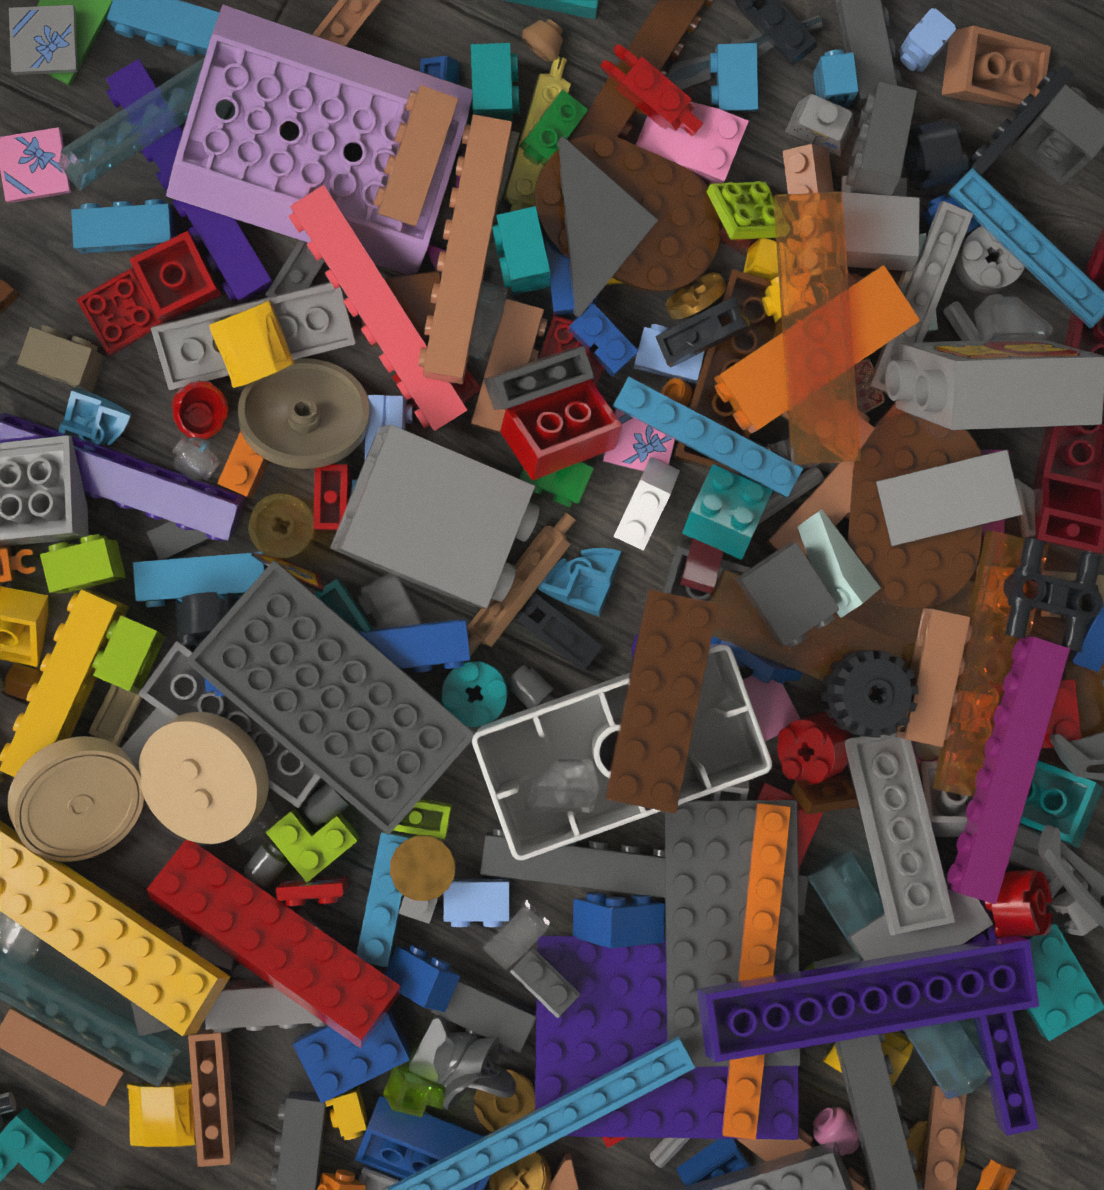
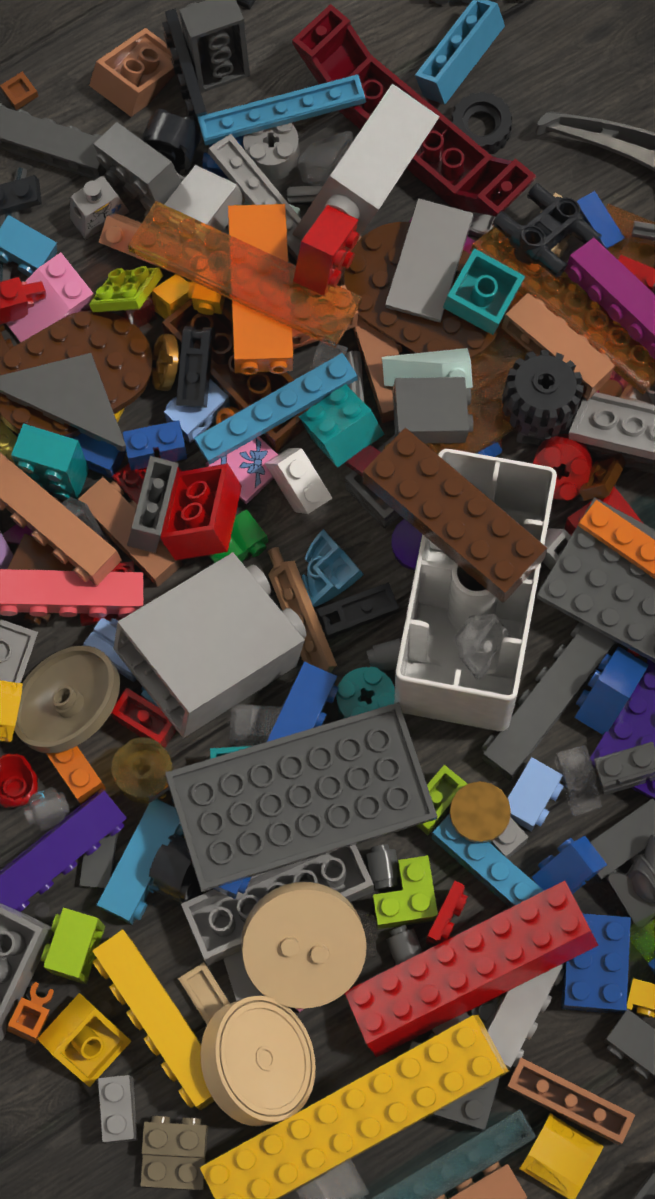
camera: 55 degrees left, 15 degrees down
(20, 680) = (137, 1059): reddish brown slope -> none
(128, 654) = (172, 956): lime brick -> none
(836, 78) = (69, 174): dark azure brick -> none
(881, 401) = (326, 250): none -> red brick
(926, 40) = (85, 101): light blue brick -> none
(942, 574) = (483, 291): none -> teal brick

